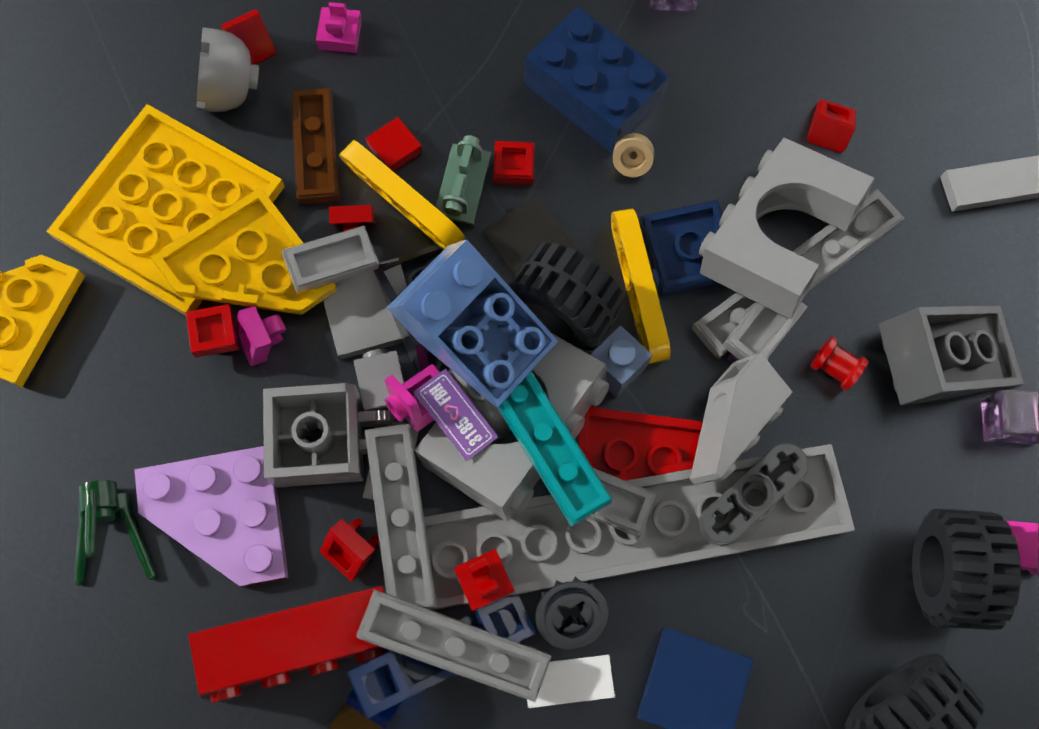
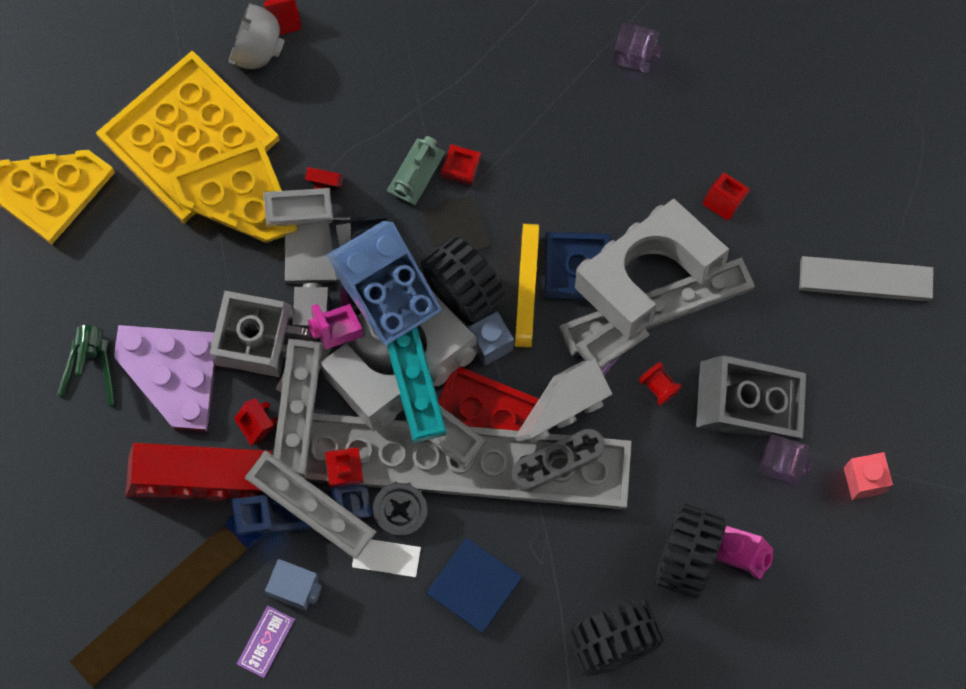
camera: 20 degrees right, 0 degrees up
(212, 330) = (198, 238): red tile -> none
(258, 335) = (230, 250): dark pink tile -> none
(315, 146) = (311, 113): reddish brown tile -> none
(338, 28) = (355, 22): dark pink tile -> none
(394, 144) = (372, 127): red tile -> none
(401, 195) = (365, 171): yellow beam -> none
(455, 414) = (355, 344): medium lavender sticker -> none
(594, 78) = (543, 114): dark blue brick -> none
(633, 155) = (554, 182): tan tile -> none

